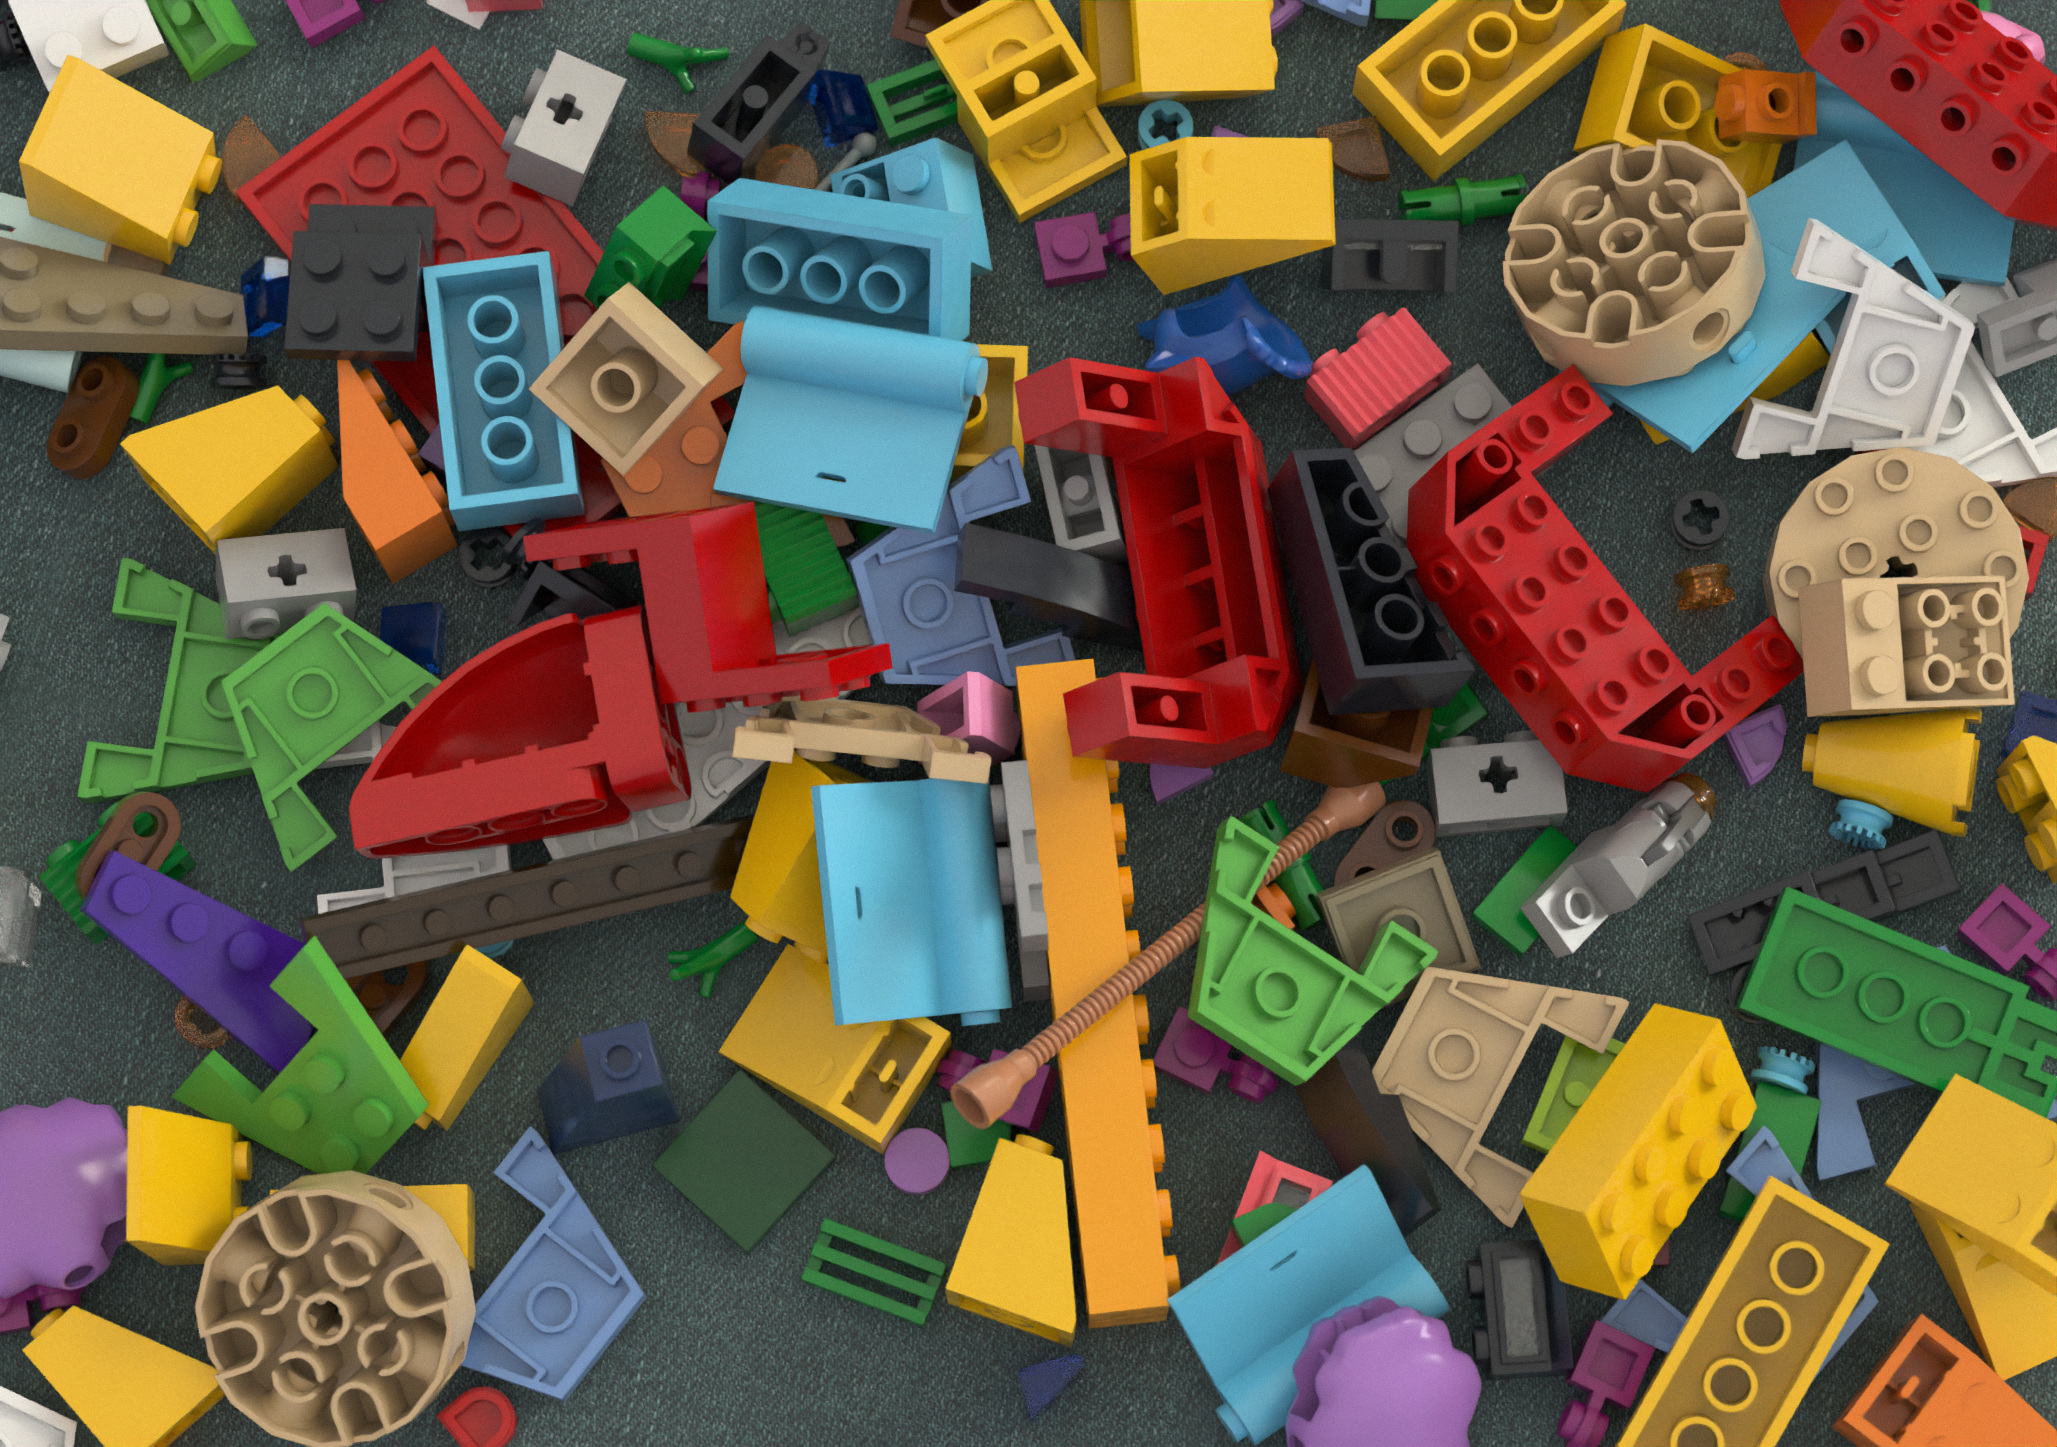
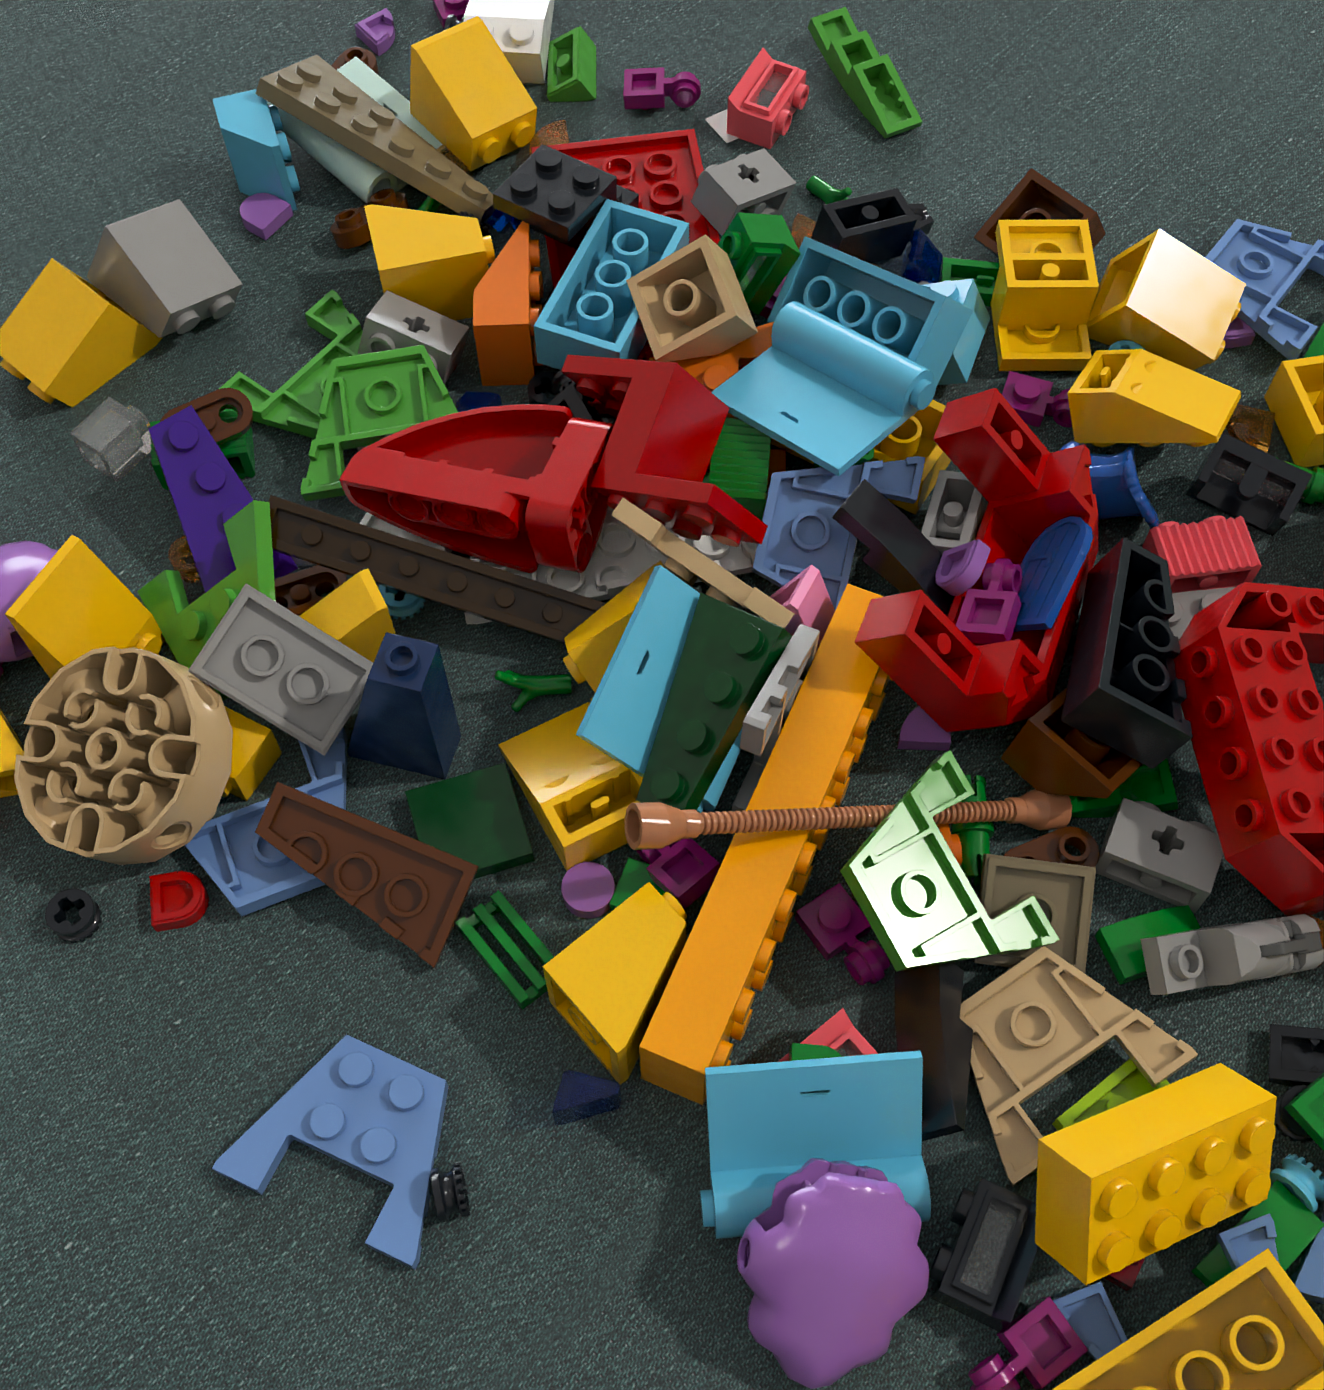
camera: 30 degrees right, 15 degrees down
(449, 1113) = (283, 669): none -> light grey tile
(699, 1272) = (383, 873): none -> reddish brown wing
(950, 896) = (712, 691): none -> dark green wing
(1126, 568) = (962, 567): none -> medium lavender tile
(1189, 615) = (992, 613): none -> magenta plate
(1226, 535) = (1051, 571): none -> blue window

